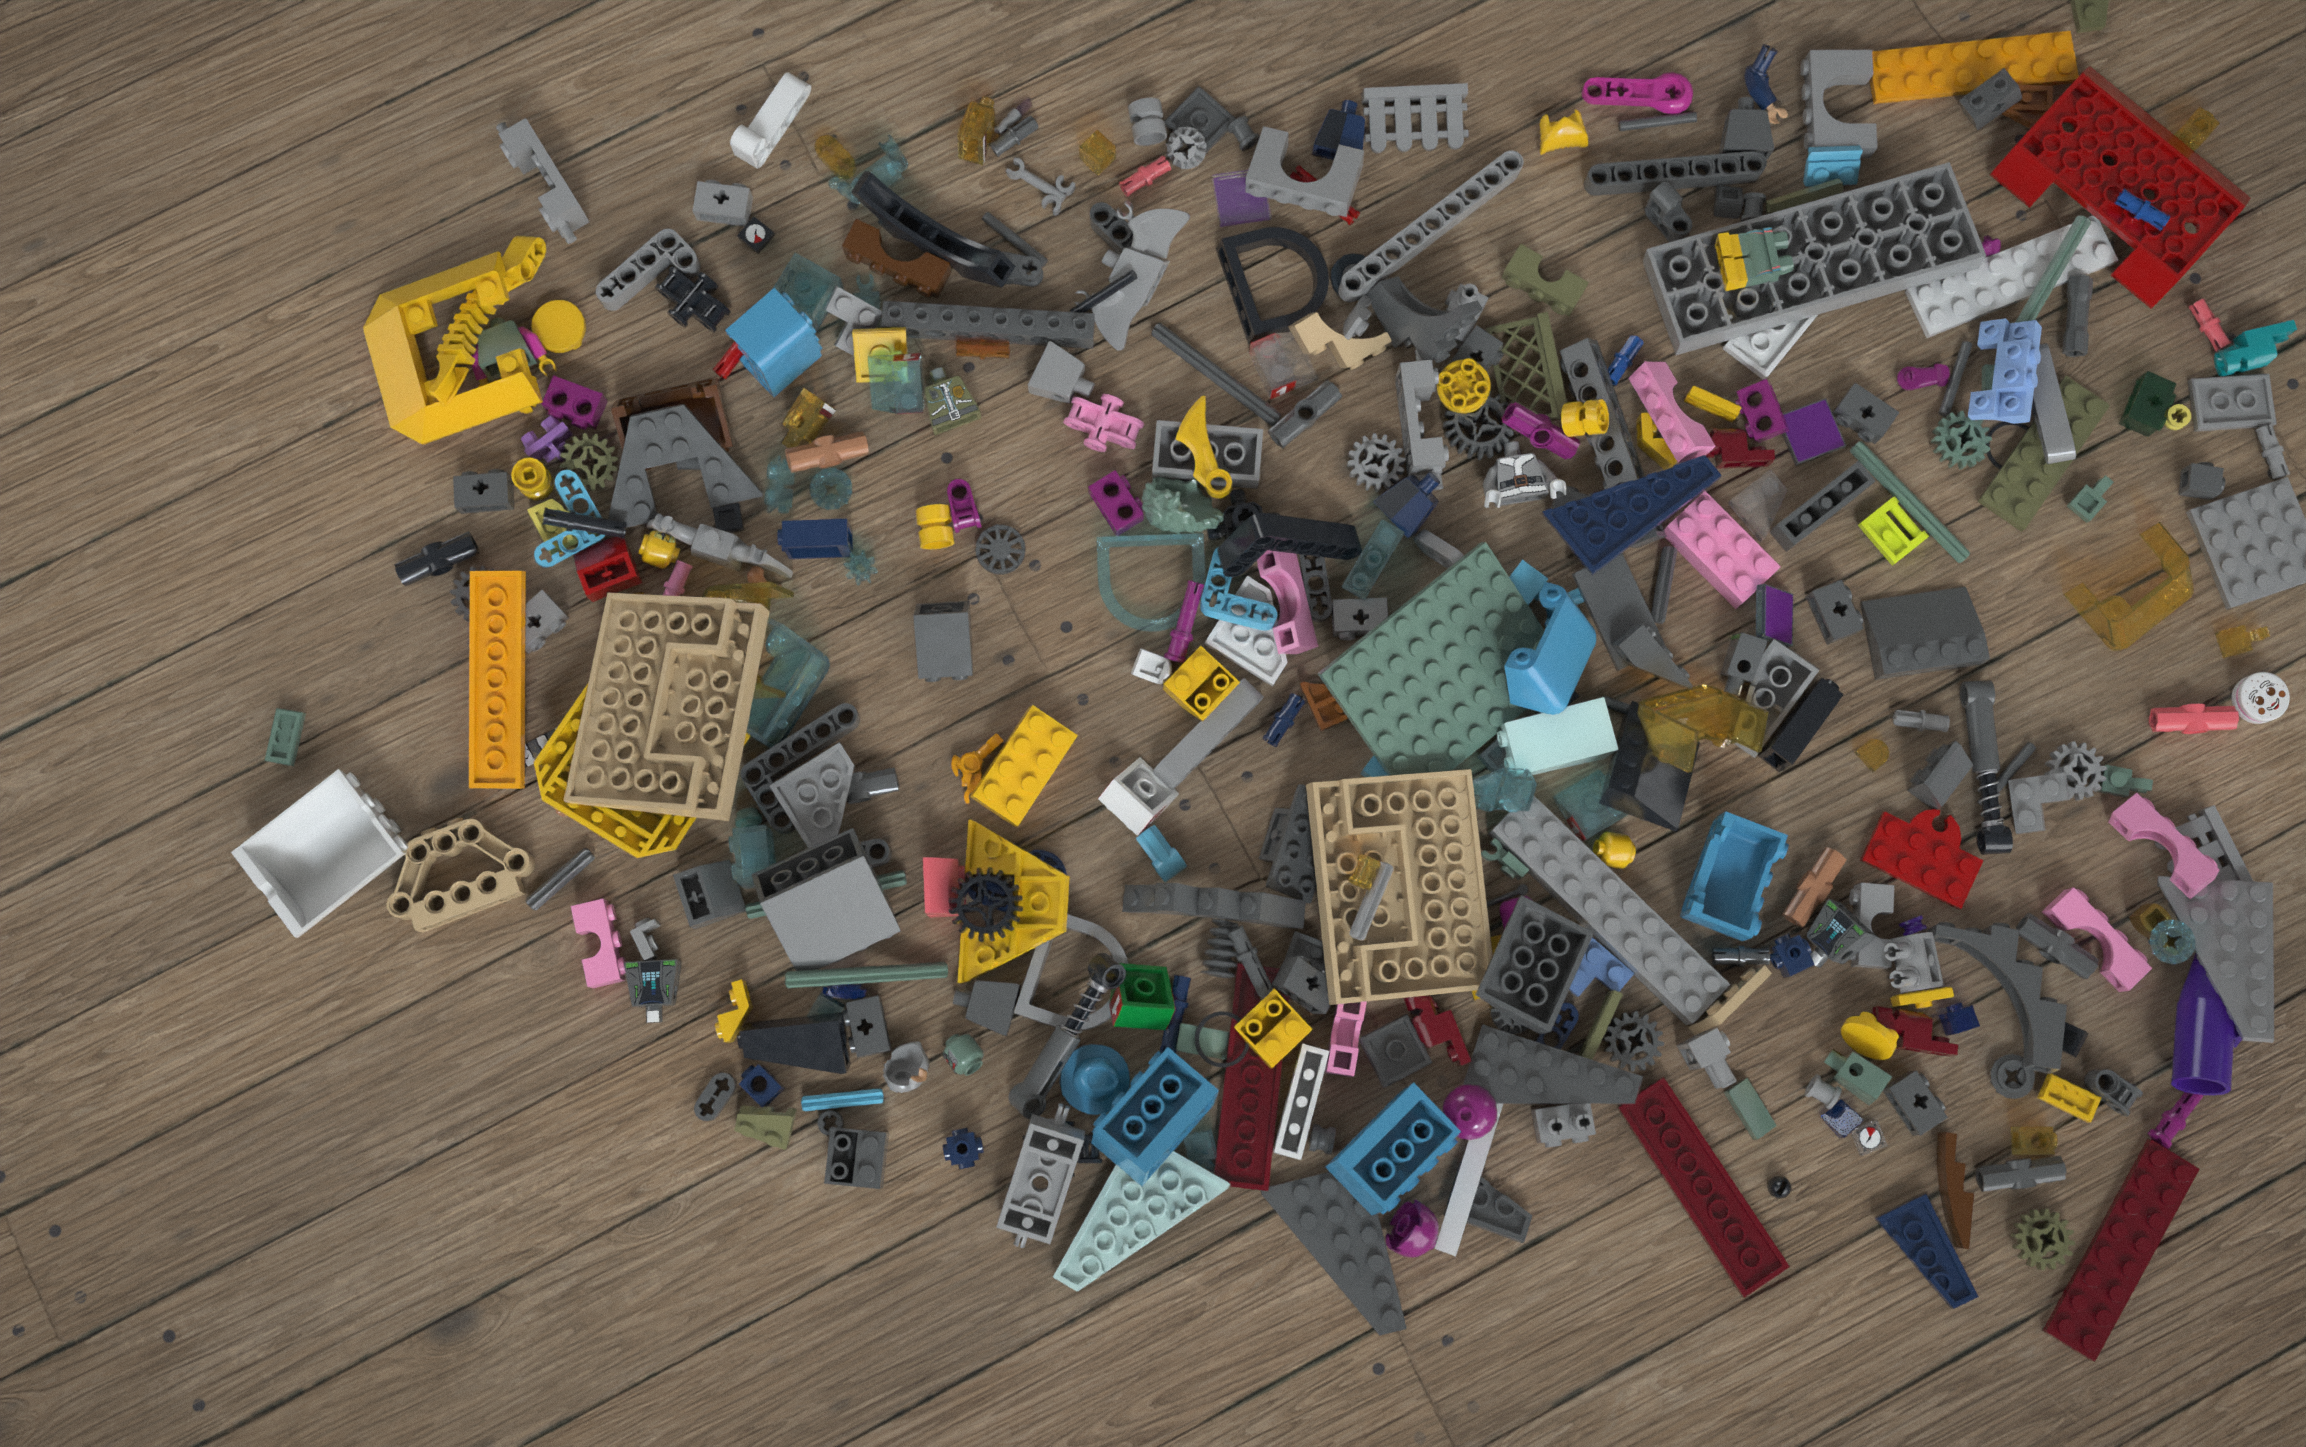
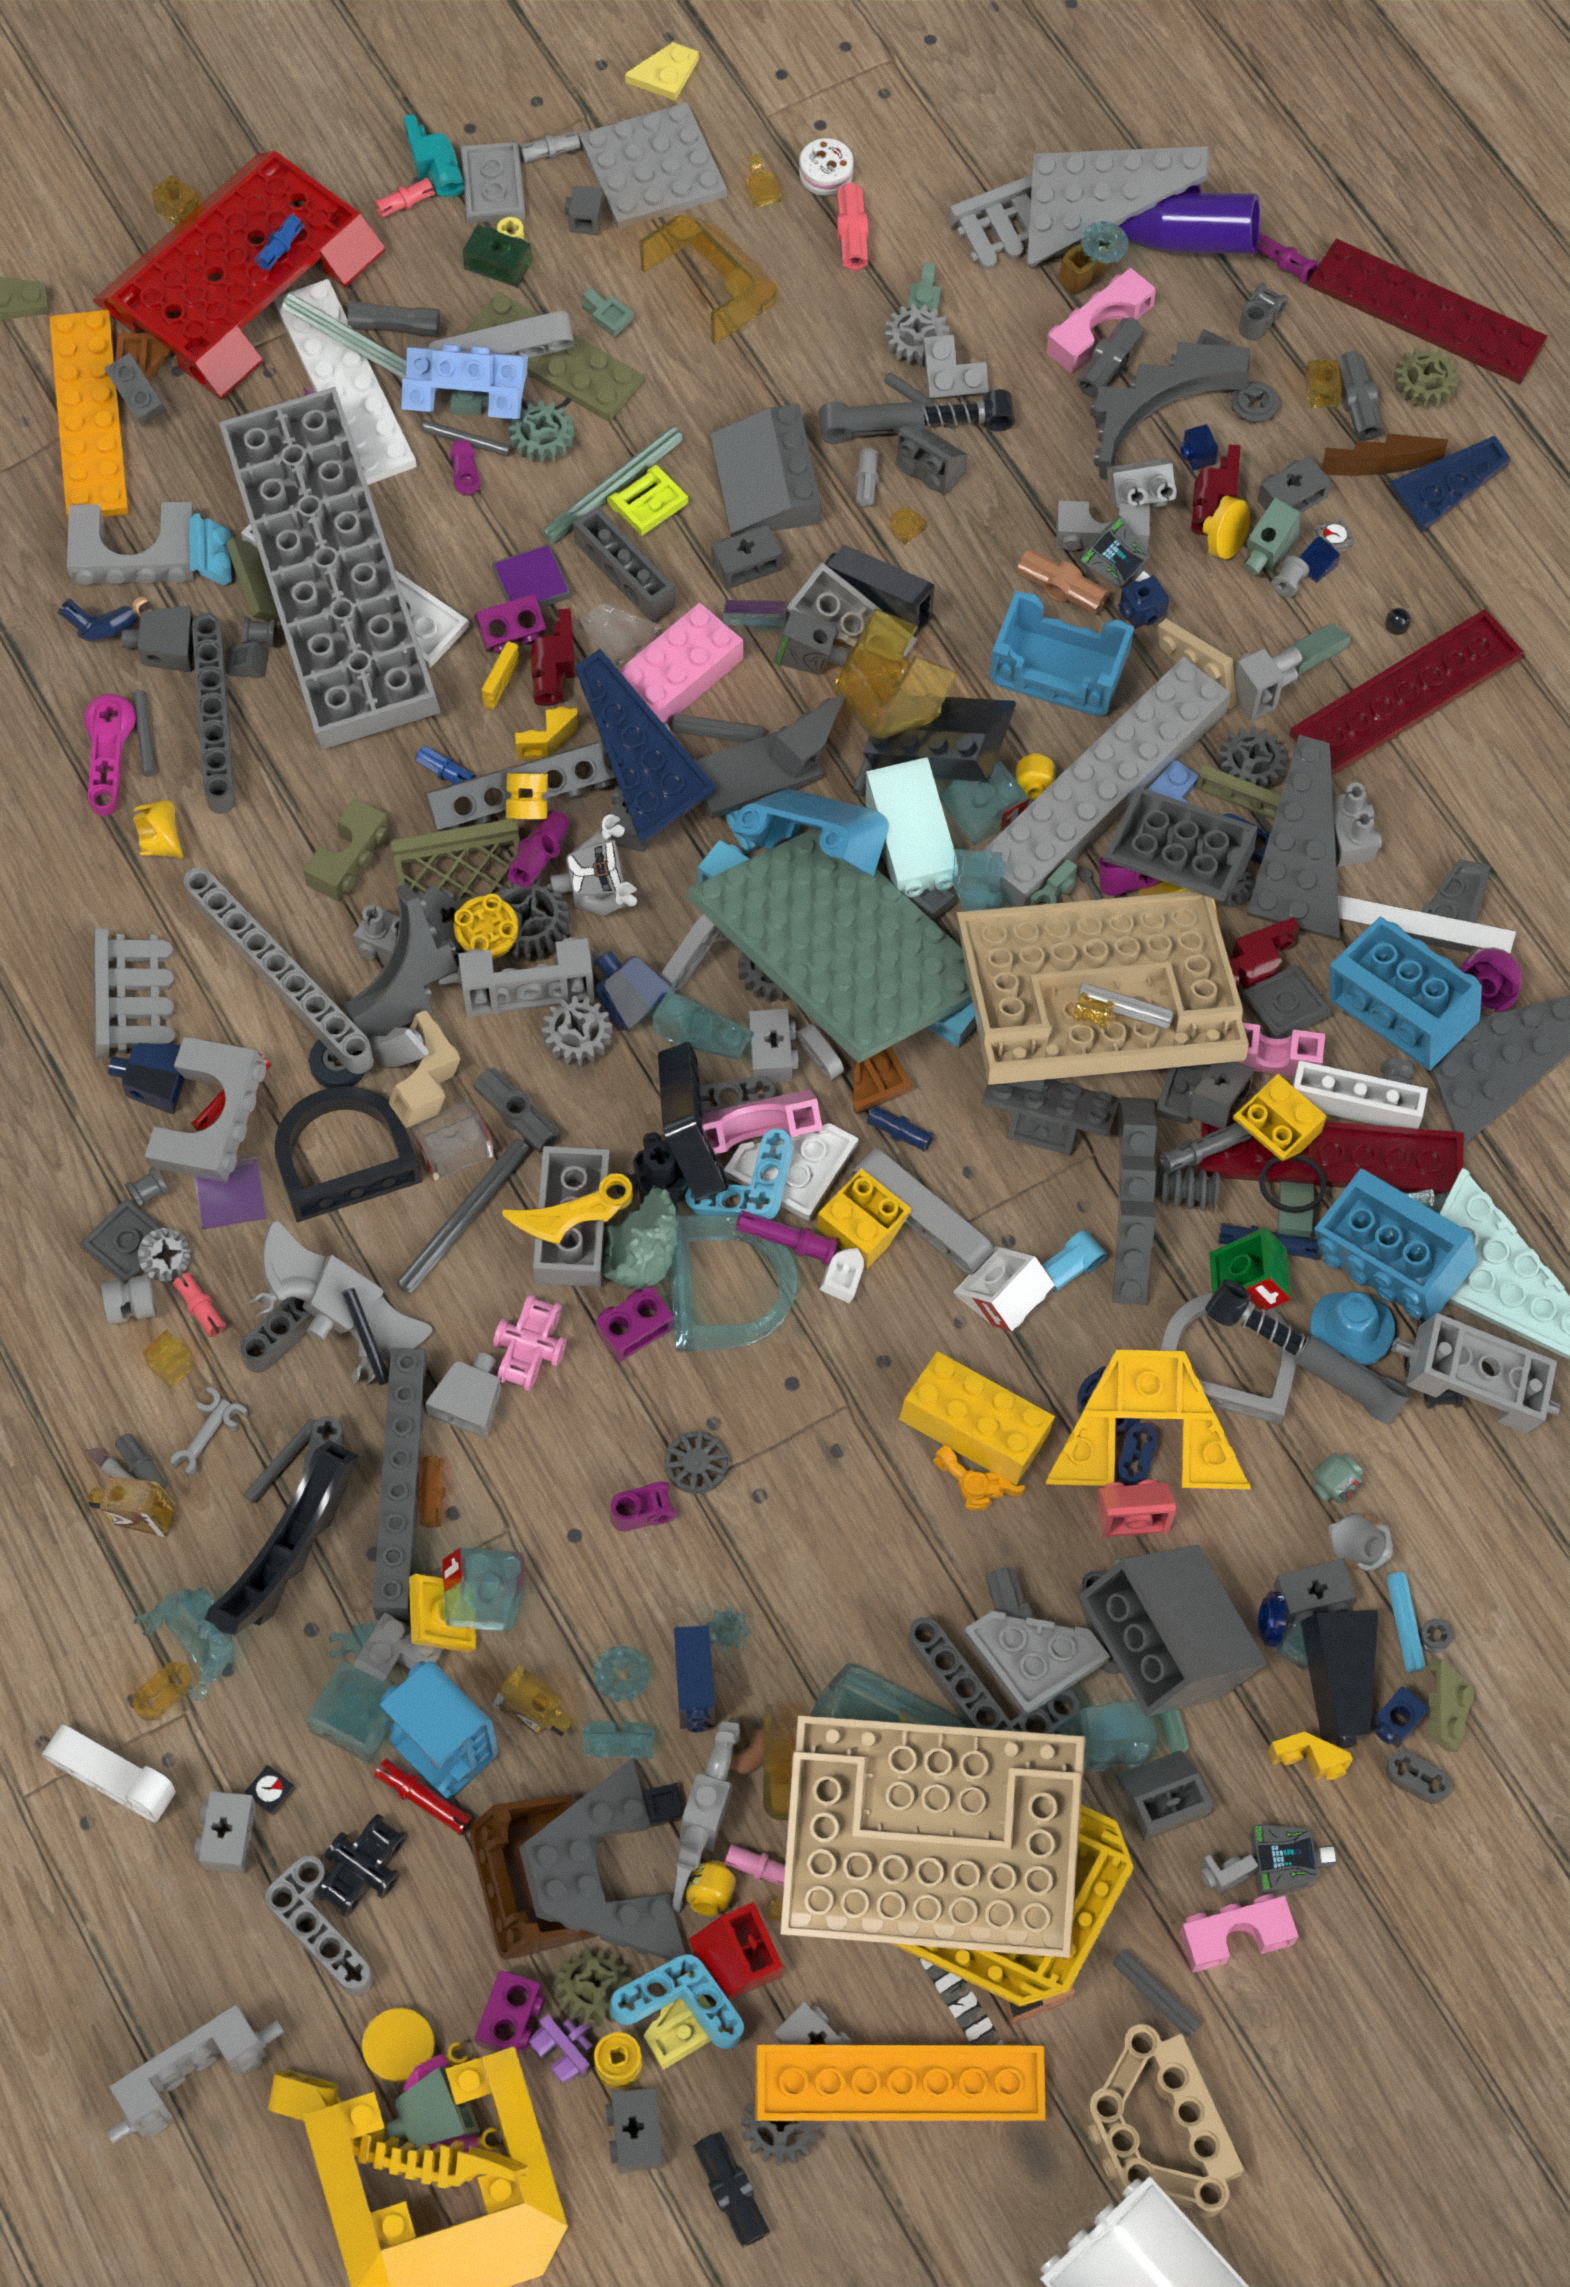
camera: 90 degrees left, 15 degrees down
(571, 521) = (682, 1989): black pin -> none
(826, 451) = (574, 1675): nougat piece -> none
(856, 1158) = (1477, 1591): dark grey slope -> none
(869, 974) = (1254, 1589): sand green axle -> none
(925, 273) = (290, 1641): reddish brown arch -> none
(934, 525) = (671, 1537): yellow wheel -> none
(943, 640) = (817, 1520): dark grey slope -> none
(949, 402) = (505, 1526): torso -> none
(974, 1145) = (1446, 1479): dark blue brick -> none
(989, 1004) = (1273, 1448): dark grey torso -> none
(1008, 900) = (1183, 1434): black gear -> none
(1471, 1111) = (1347, 917): magenta cylinder -> none
(1666, 211) = (261, 717): dark grey piece -> none
(1683, 435) = (489, 726): bright pink arch -> none
(1740, 956) = (1146, 654): dark grey pin -> none
(1752, 257) = (333, 606): sand green hips -> none
(1878, 414) = (511, 523): dark grey brick -> none
(1912, 925) = (1099, 489): dark purple bush -> none
(1922, 998) = (1182, 482): yellow plate -> none
(1924, 856) = (1018, 479): red plate -> none
(2069, 1097) = (1273, 350): yellow plate -> none
(2141, 821) = (1021, 226): bright pink arch -> none

